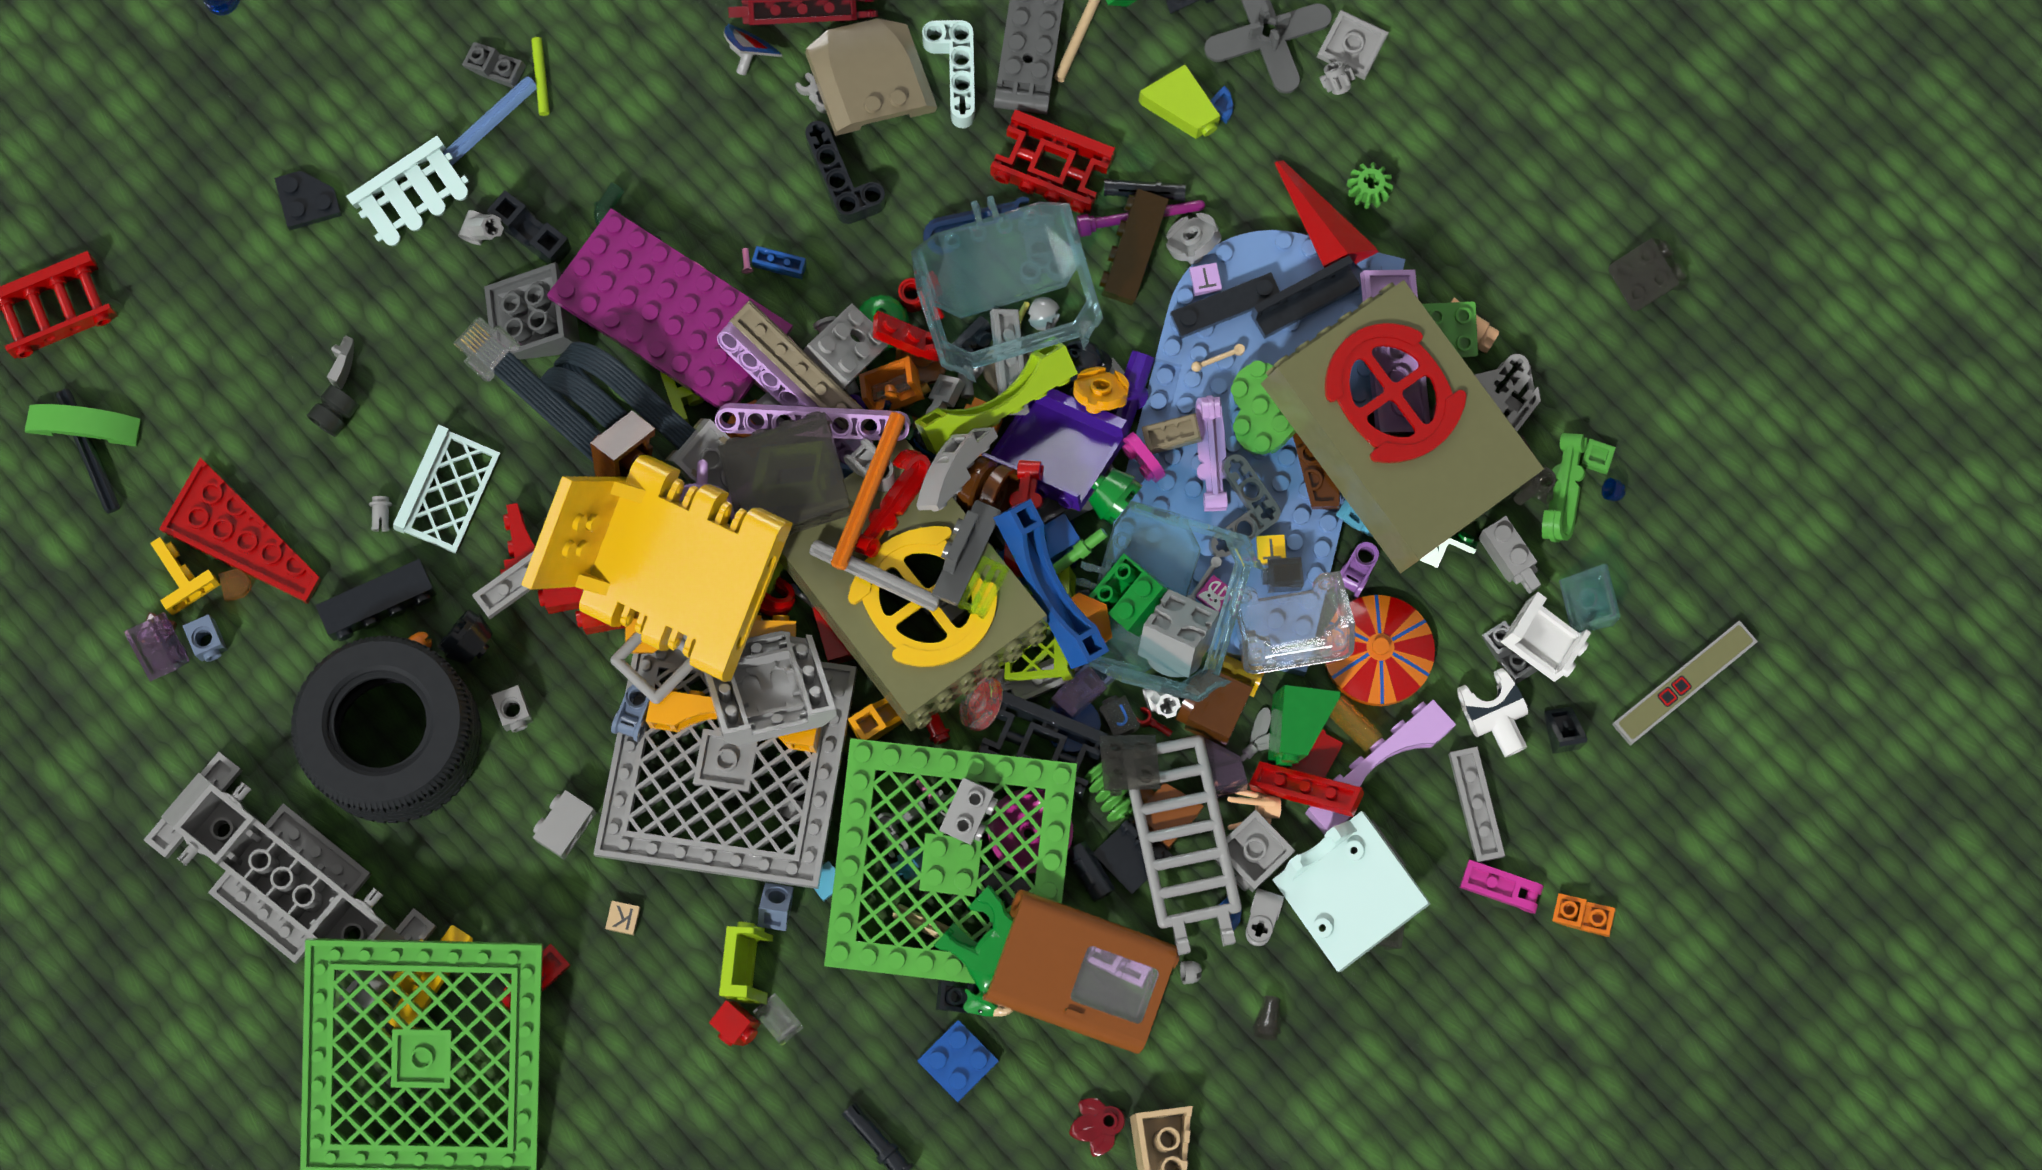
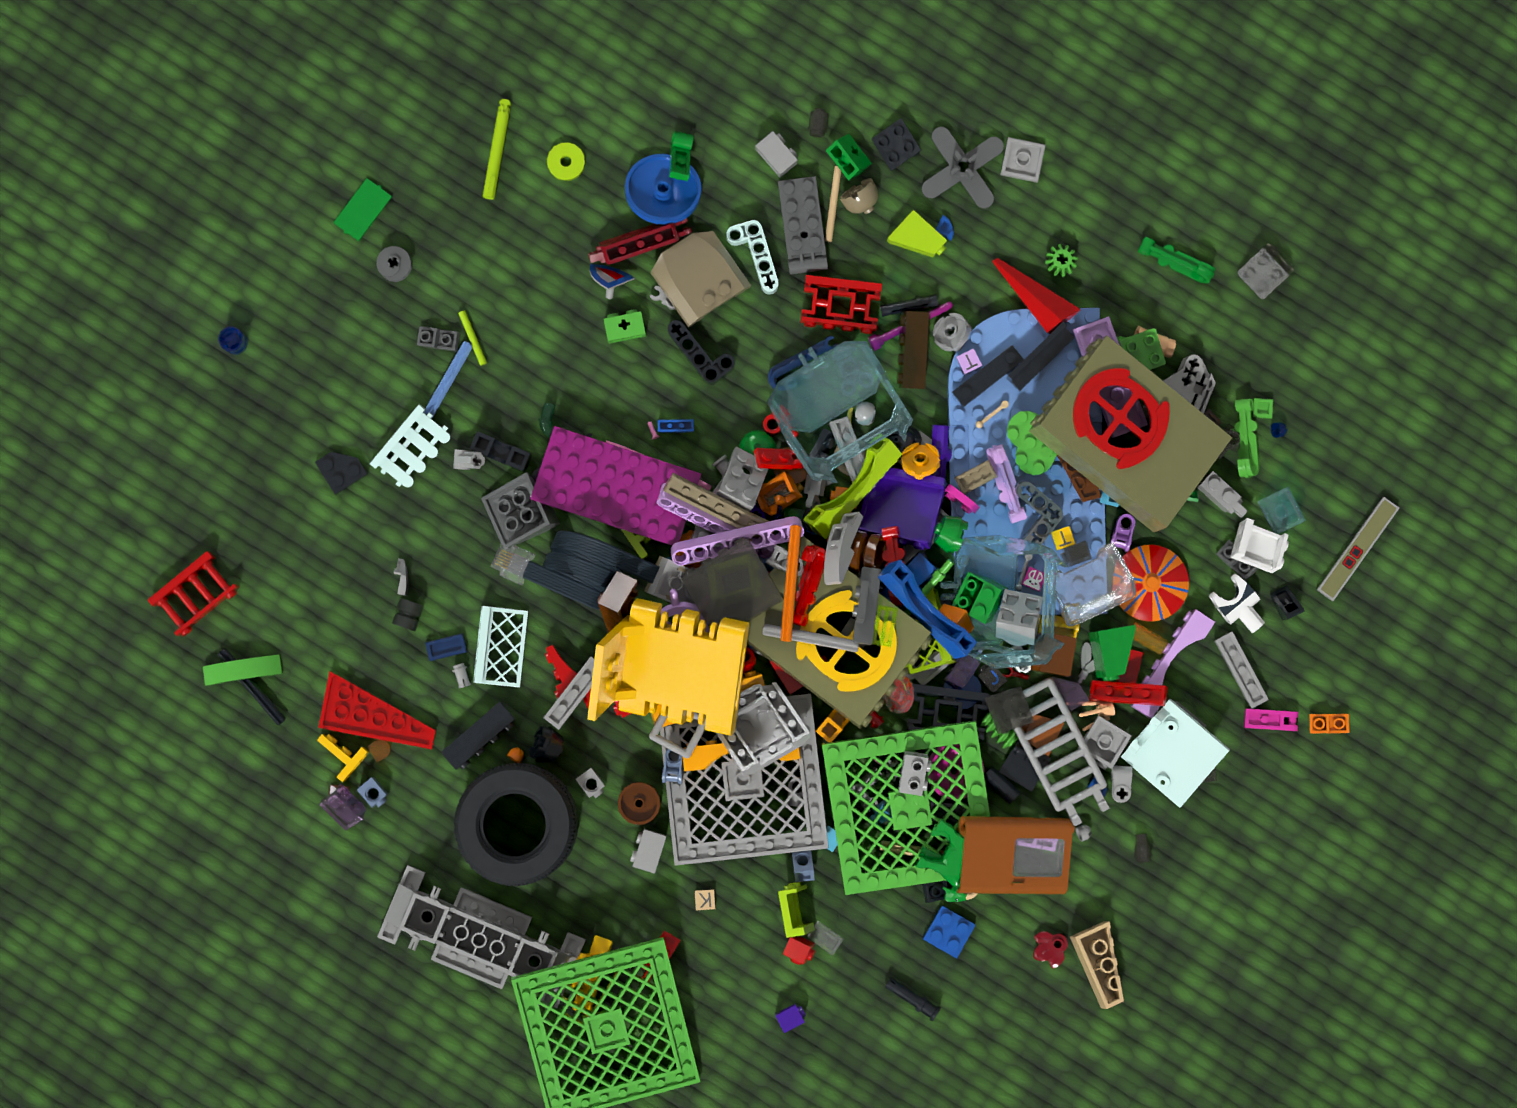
camera: 15 degrees left, 10 degrees up
(372, 471) = (446, 647): none -> dark blue tile
(557, 744) = (636, 814): none -> reddish brown wheel
(693, 1119) = (790, 1017): none -> dark purple brick
(738, 122) = (634, 330): none -> bright green brick
(1119, 32) = (861, 198): none -> dark tan cylinder
(1337, 77) = (1019, 188): light grey gear -> none
(1554, 248) = (1178, 261): none -> green piece

